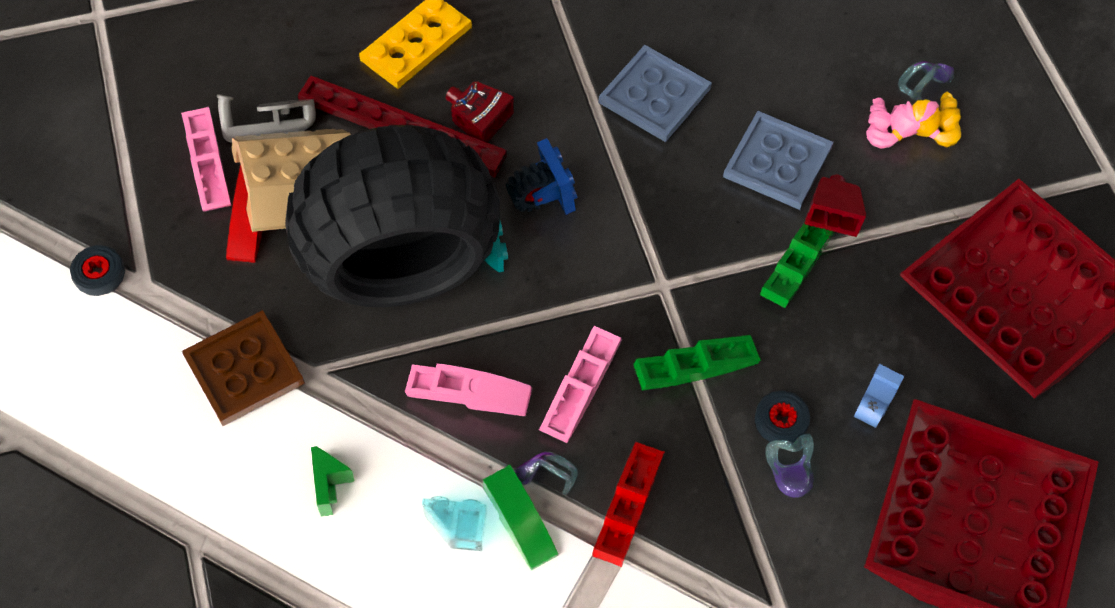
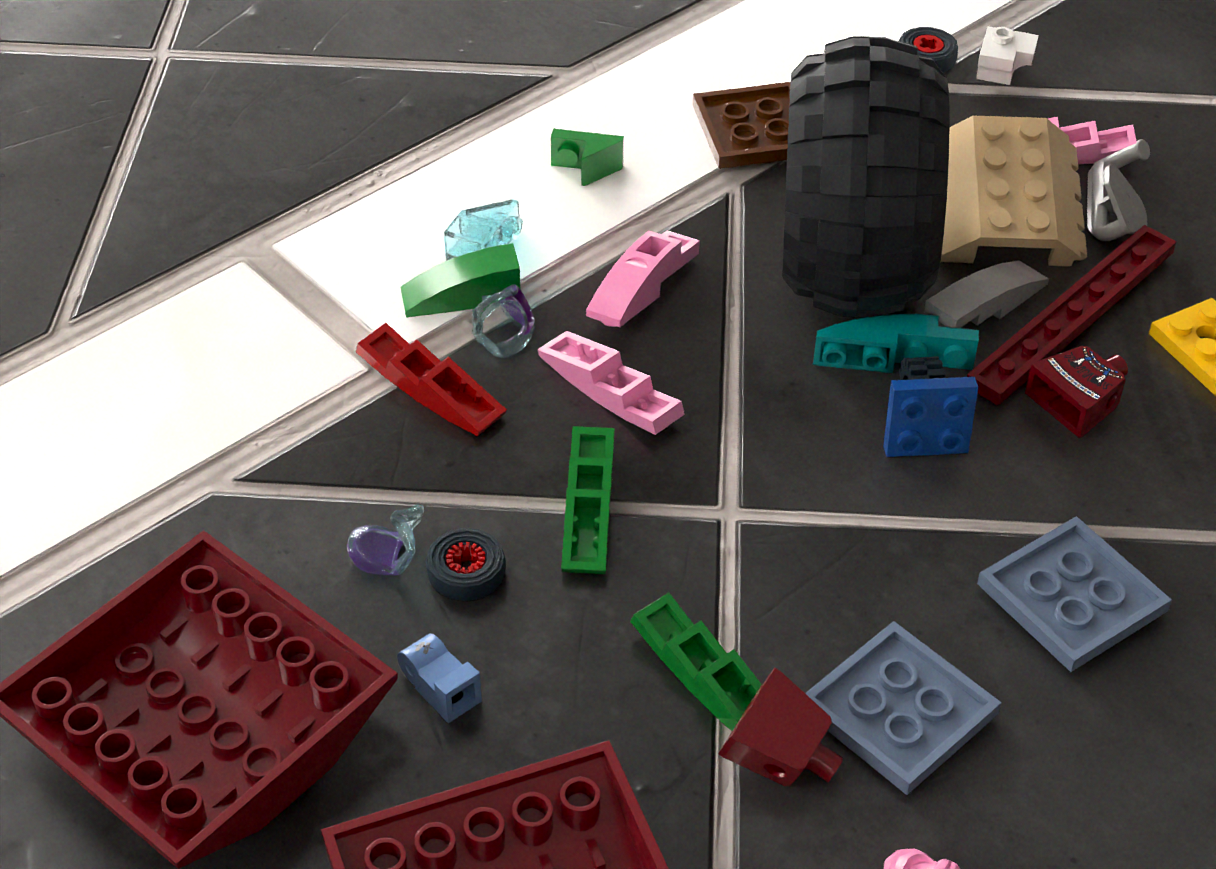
camera: 110 degrees right, 15 degrees down
(106, 207) = (1004, 53): none -> white brick

